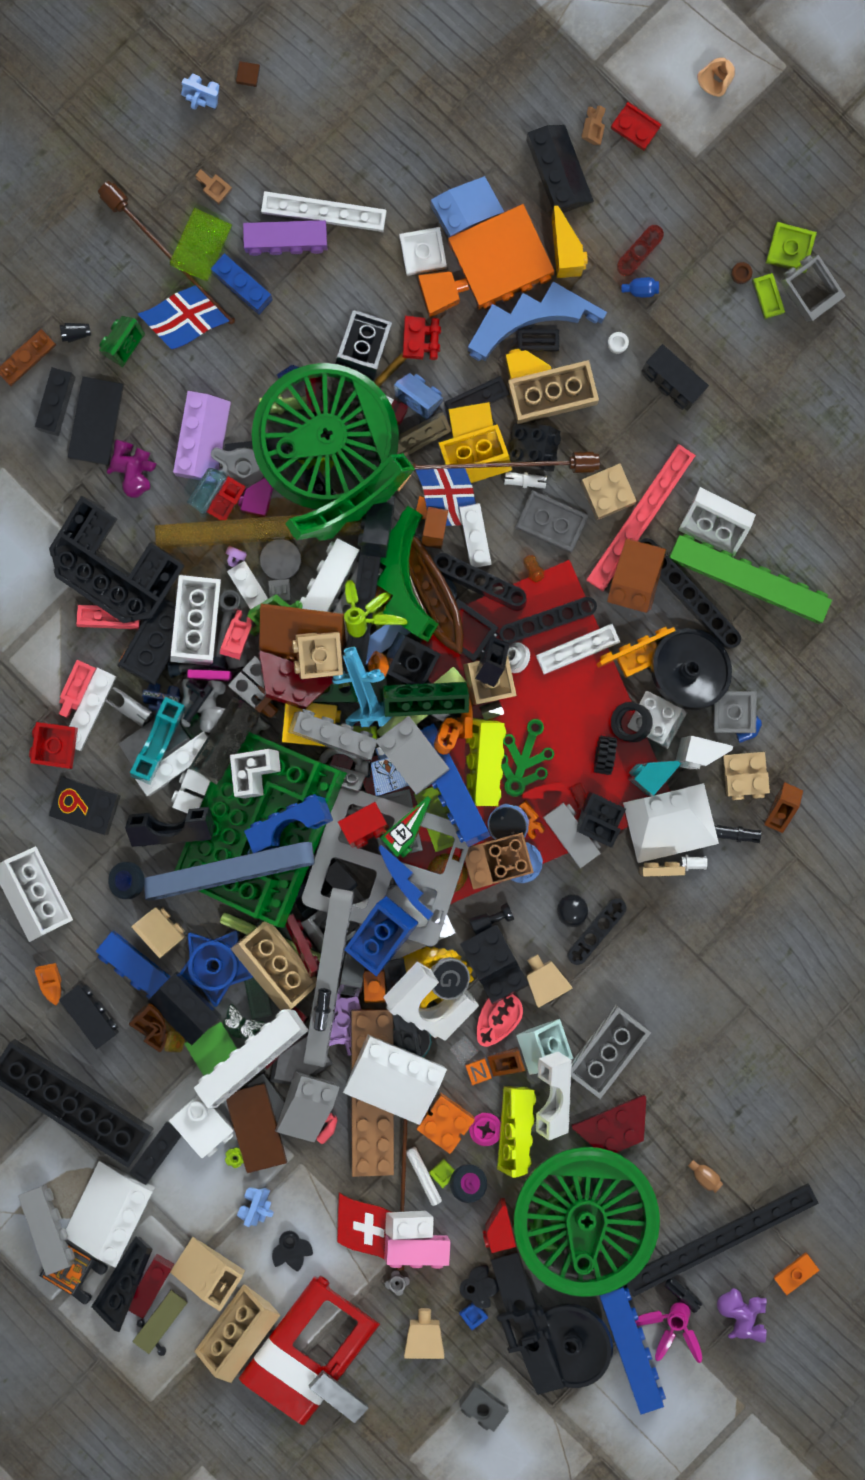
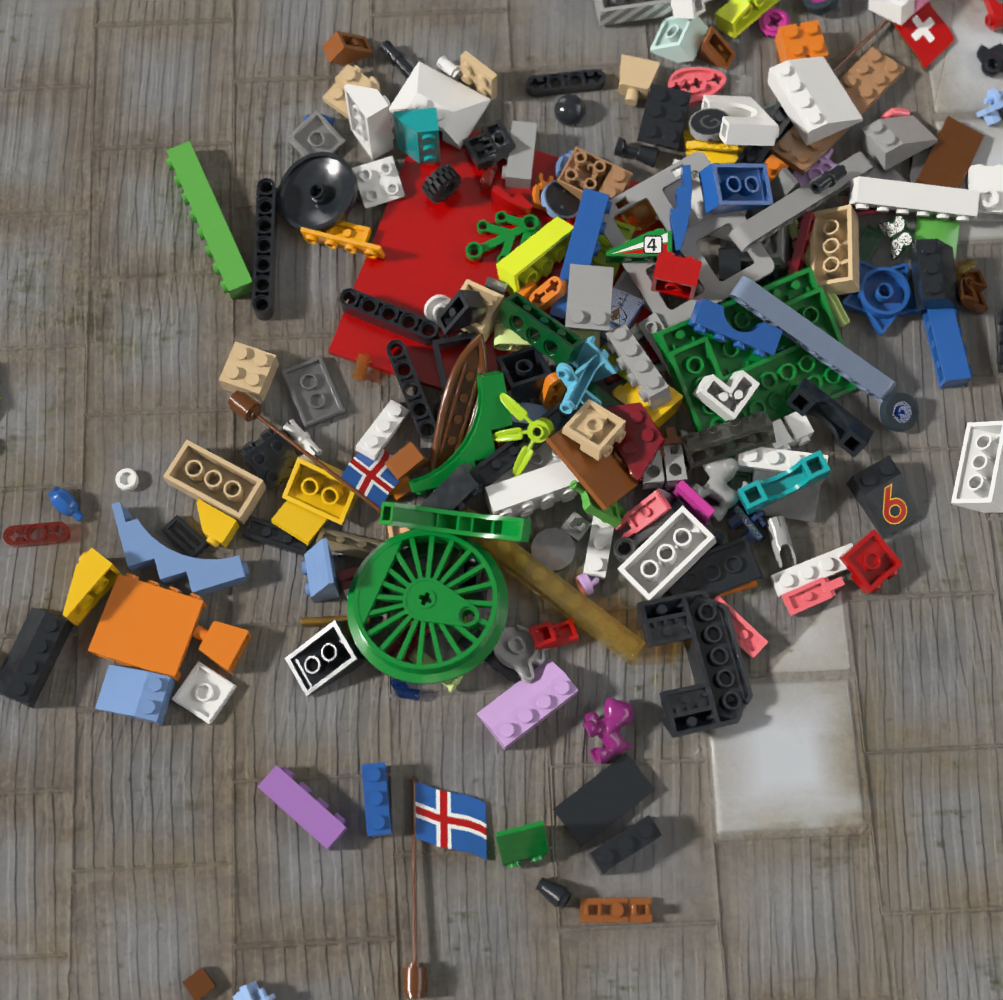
camera: 130 degrees left, 15 degrees down
(159, 931) = (907, 347): tan slope -> none
(197, 698) = (721, 491): black hose -> none
(200, 244) = (379, 868): clear neon green plate -> none
(207, 490) = (562, 652): clear light blue brick -> none
(215, 188) = (321, 906): medium nougat plate -> none
(229, 1157) = (983, 158): lime plate -> none
(257, 499) = (528, 611): magenta slope -> none
(317, 210) = (251, 800): white plate -> none
(414, 338) = (279, 627): red plate -> none
(423, 1176) = (849, 29): white axle -> none
(442, 1172) = (833, 21): lime tile -> none
(478, 1071) = (743, 63): orange tile -> none
(577, 649) = (386, 280): white tile -> none
(619, 712) = (414, 185): black tyre -> none
(637, 576) = (290, 288): dark orange slope -> none
(641, 515) = (248, 334): coral tile -> none
(674, 378) = (113, 407): black brick -> none
(717, 521) = (191, 279): white slope -> none

